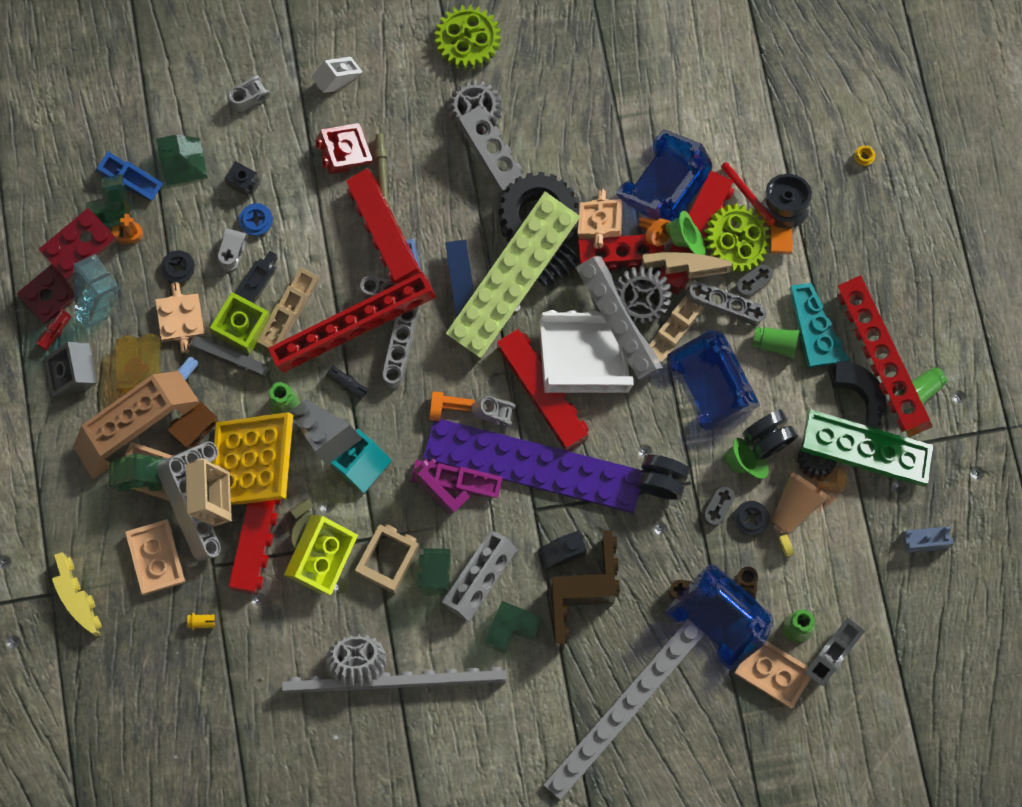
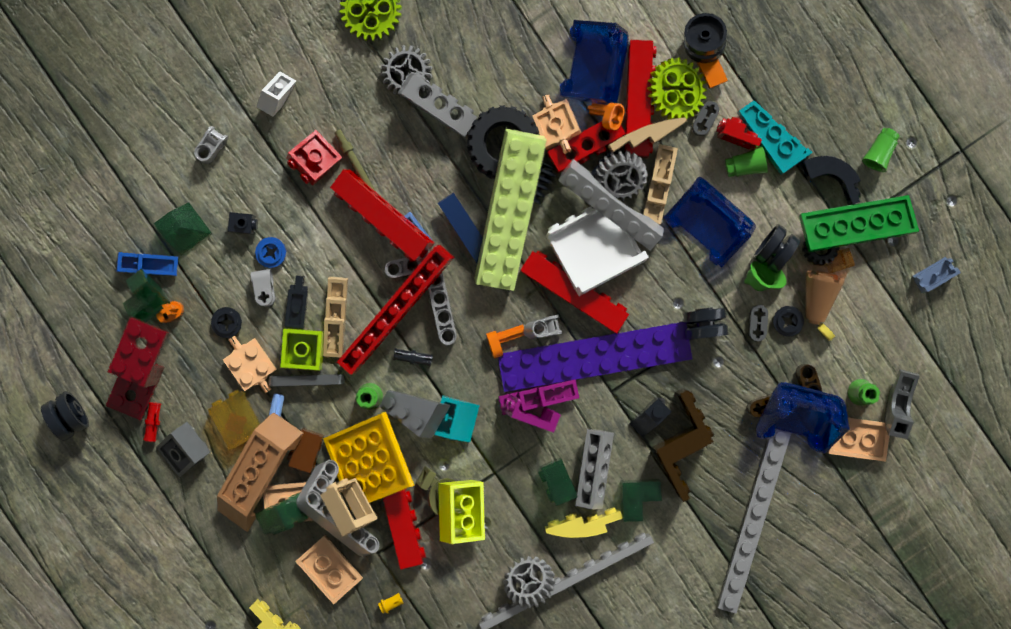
camera: 25 degrees left, 15 degrees up
(93, 291) = (169, 381): clear light blue wedge -> none
(377, 578) = (501, 506): tan window -> none
(432, 629) = (575, 527): none -> light yellow slope
(685, 234) = (637, 109): bright green piece -> none
(726, 300) = (691, 147): dark grey beam -> none
(748, 193) = (669, 45): red bar -> none
(775, 300) = (733, 131): none -> red plate
(910, 423) = (796, 89): red brick -> none

